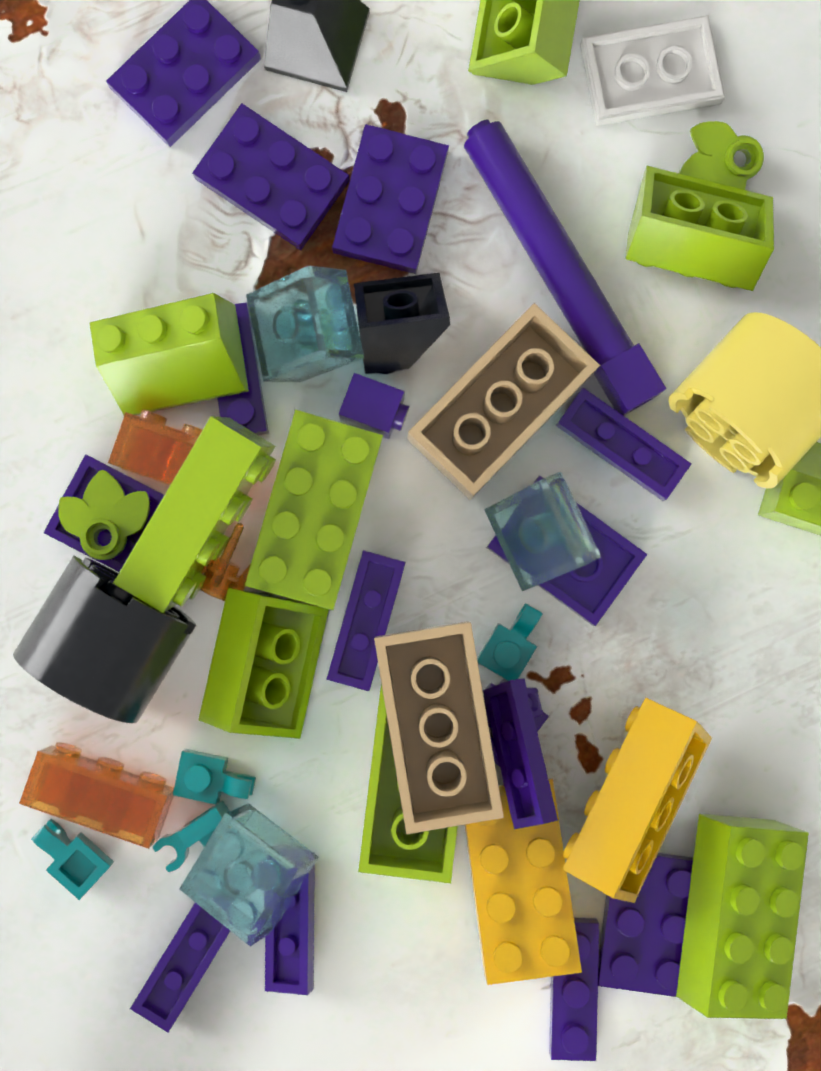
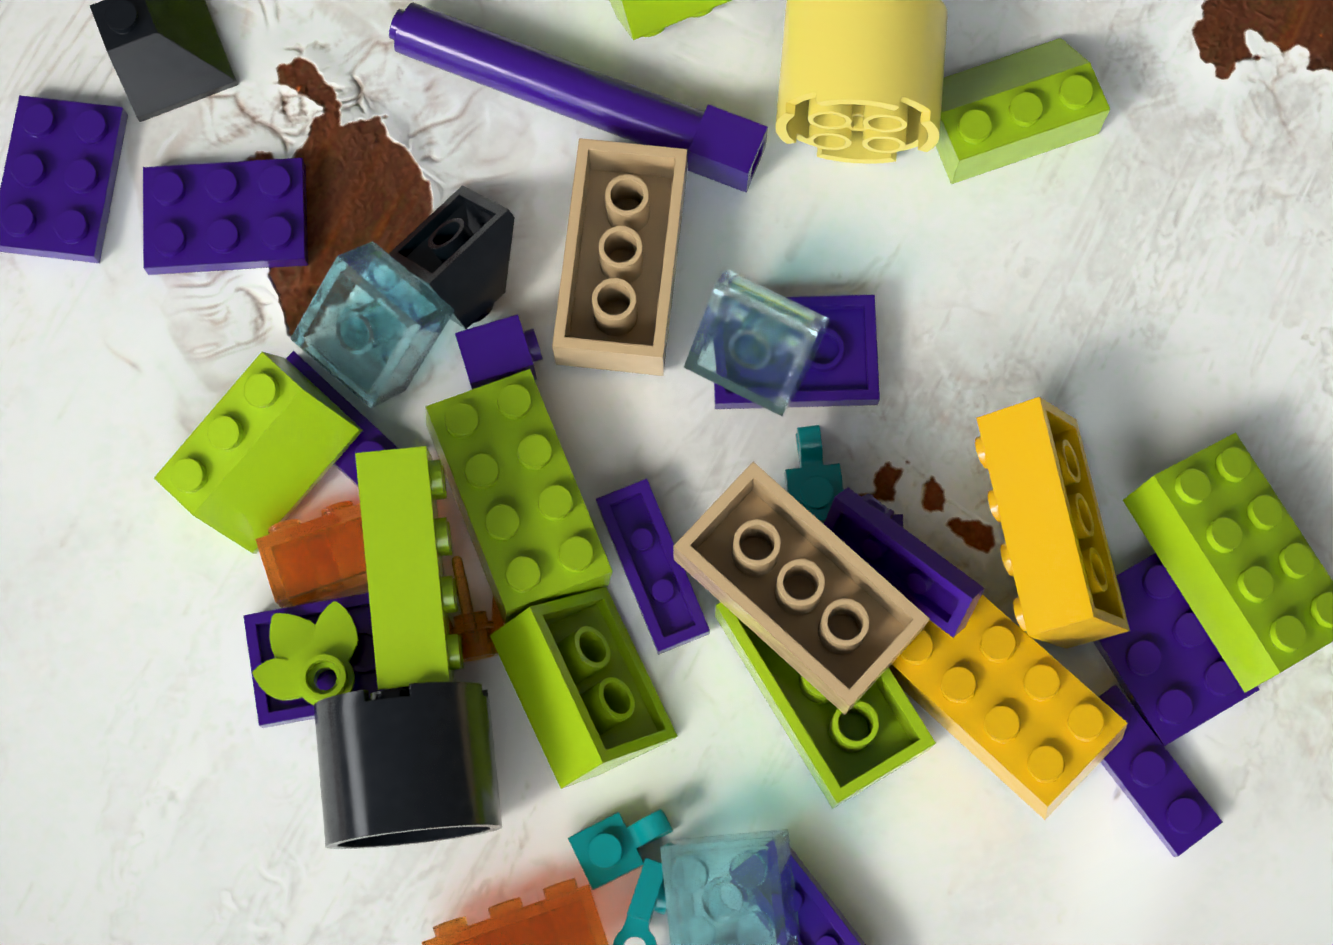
camera: 30 degrees left, 10 degrees down
(390, 199) = (361, 152): dark purple plate -> none
(623, 444) = (769, 211): dark purple plate -> none

